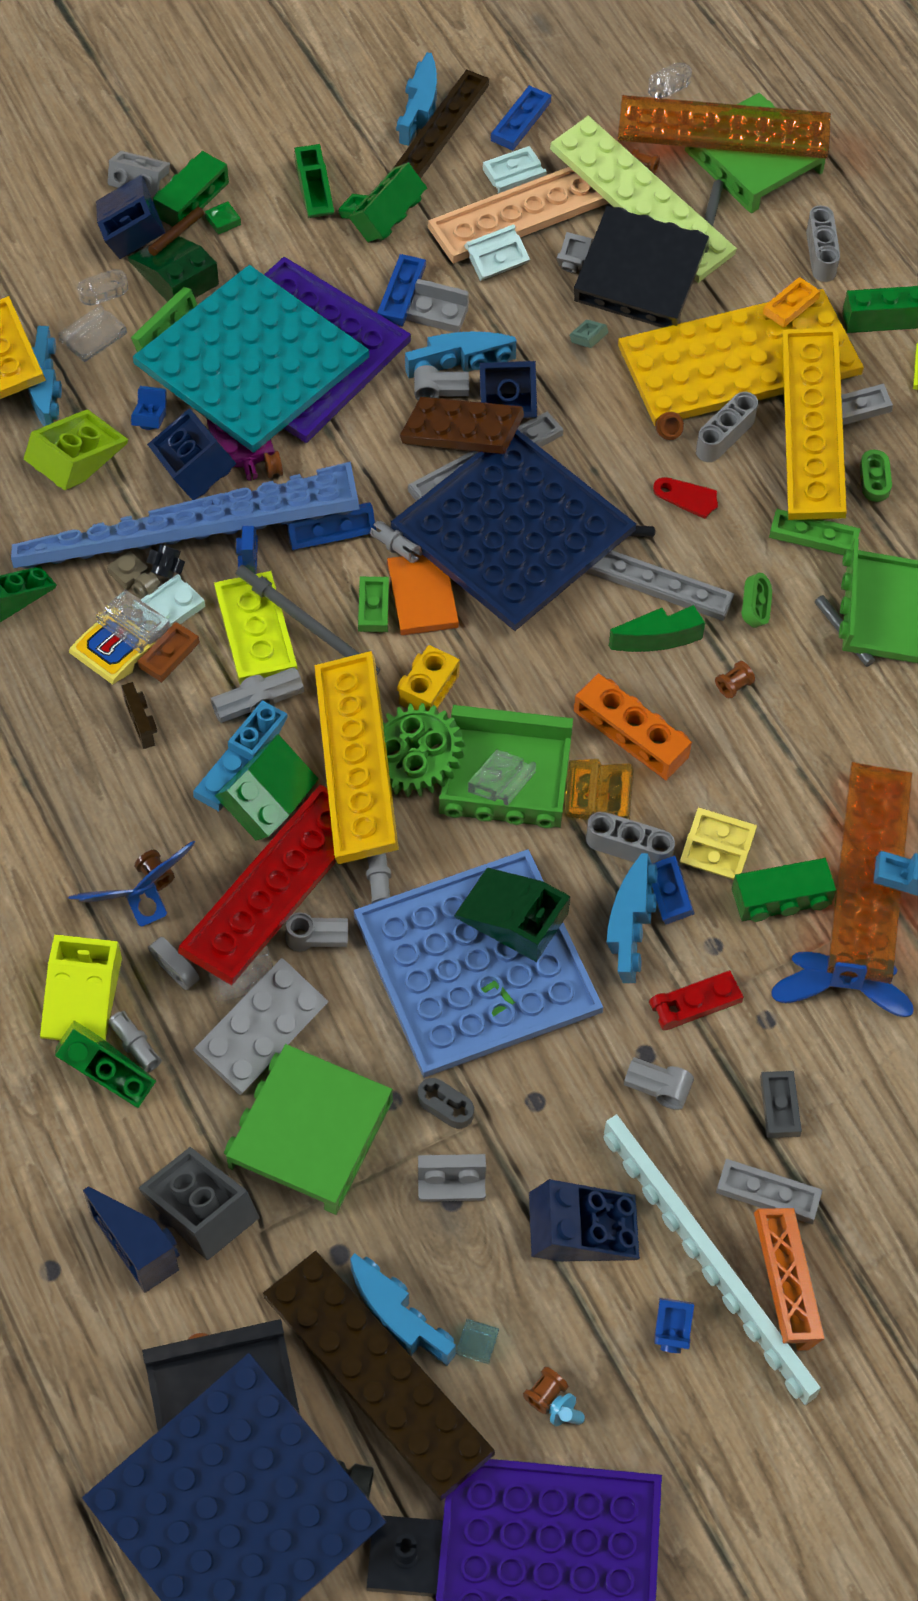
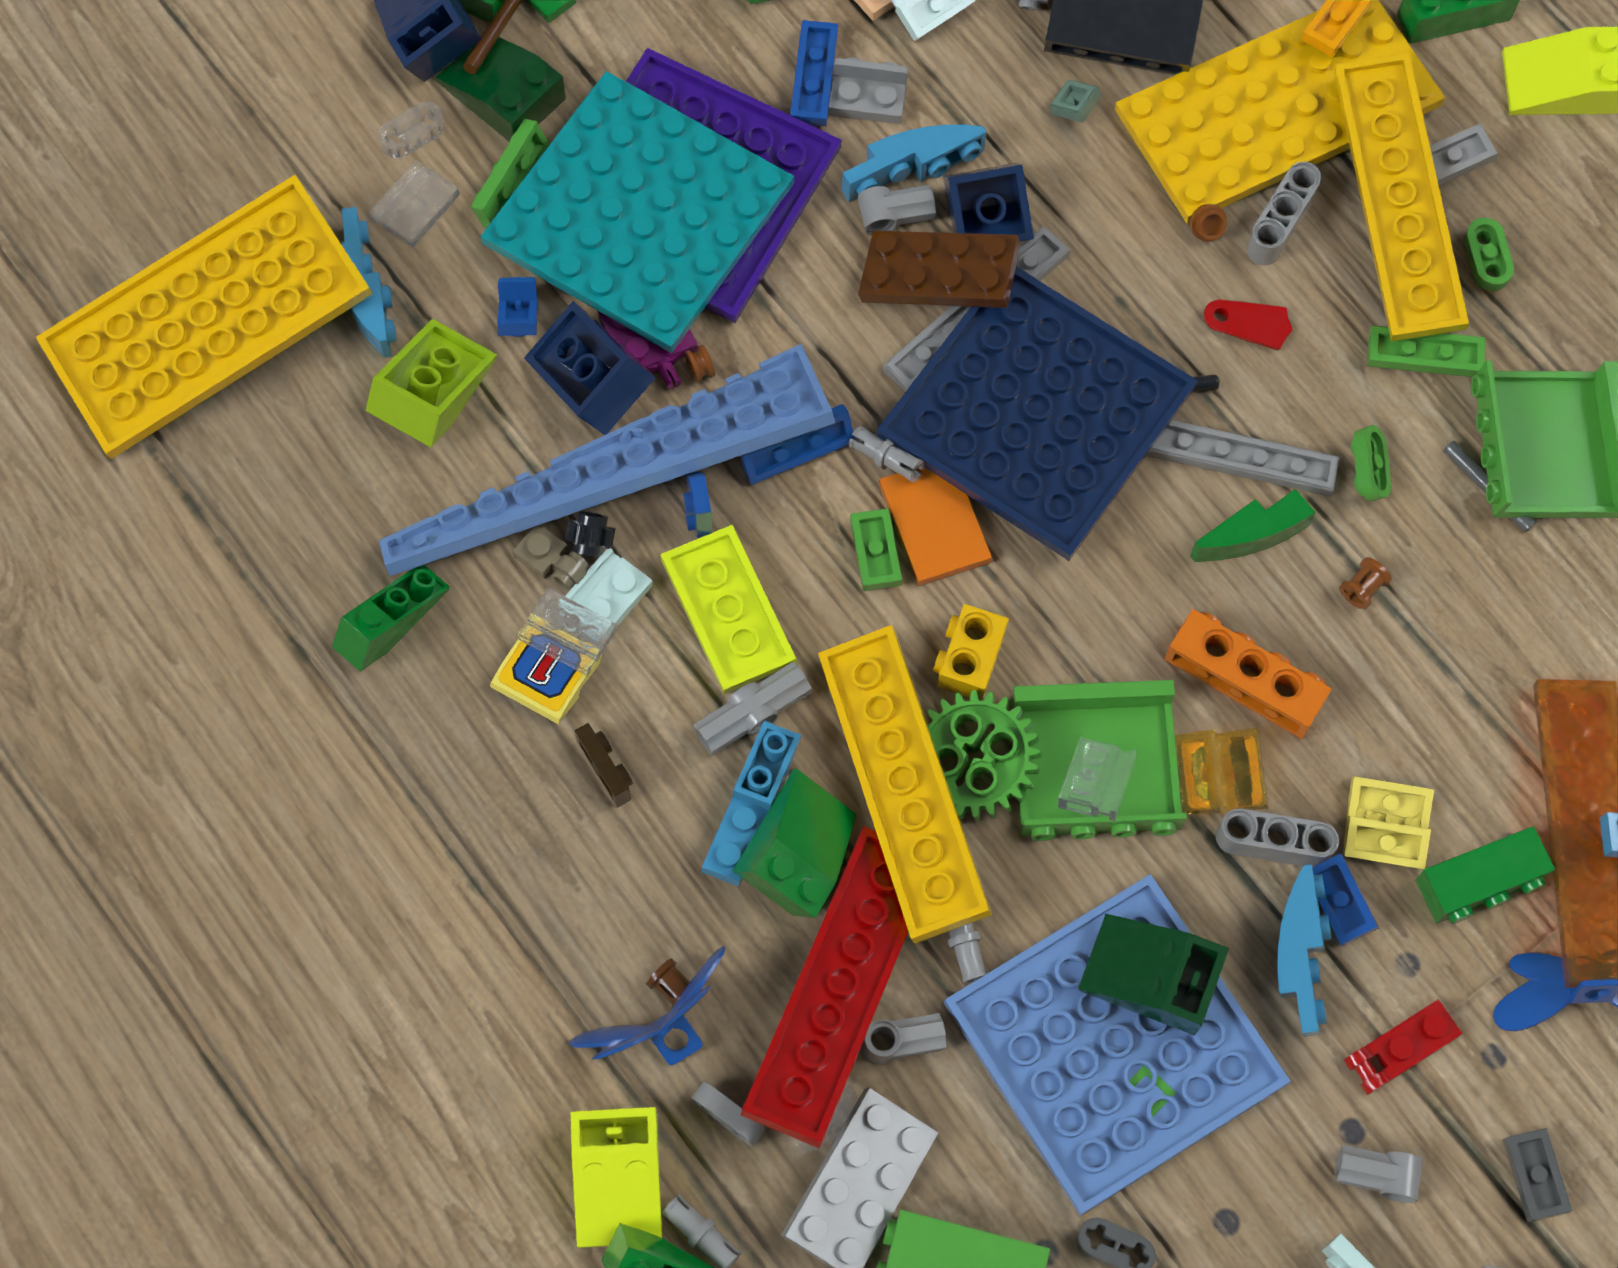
camera: 10 degrees left, 10 degrees up
(168, 652) = (621, 664): dark orange plate -> none
(264, 588) = (729, 554): dark grey bar -> none

